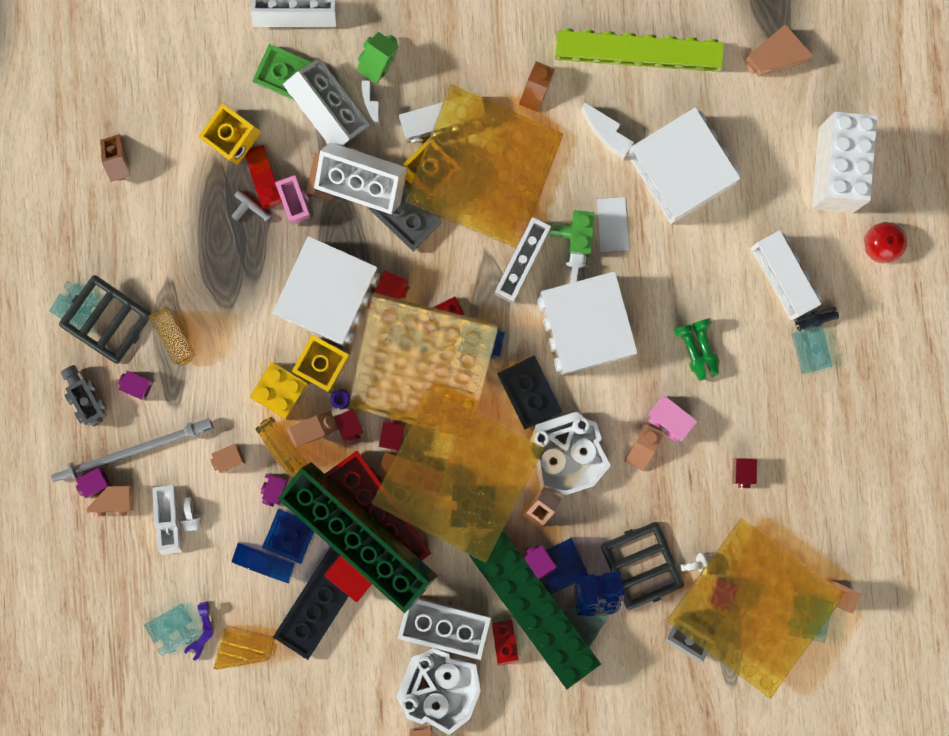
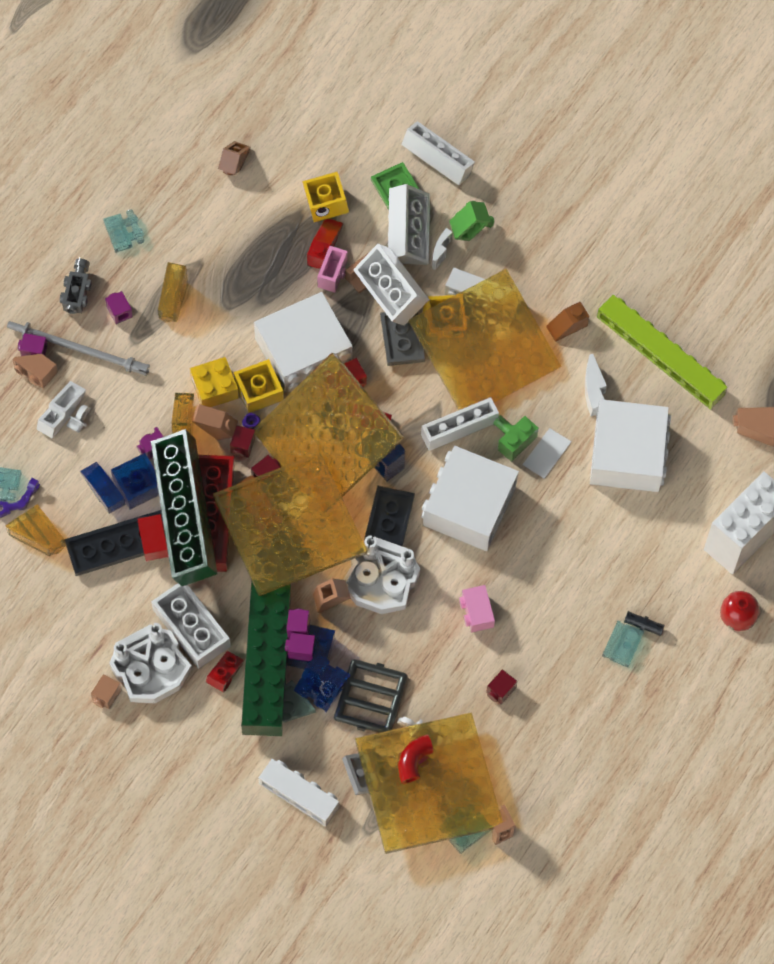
camera: 35 degrees right, 20 degrees down
(111, 292) = (111, 248): pearl dark grey bar -> none
(227, 458) = (138, 400): nougat brick -> none
(248, 203) = (299, 250): light grey piece -> none
(559, 581) = (300, 646): none -> magenta brick
(576, 262) = (498, 456): white piece -> none
(644, 447) = (442, 614): nougat slope -> none
(653, 697) = (299, 792): none -> white brick
(707, 356) = (538, 558): green piece -> none
(729, 603) = (411, 756): none -> red cylinder
(786, 275) = (645, 572): white brick -> none

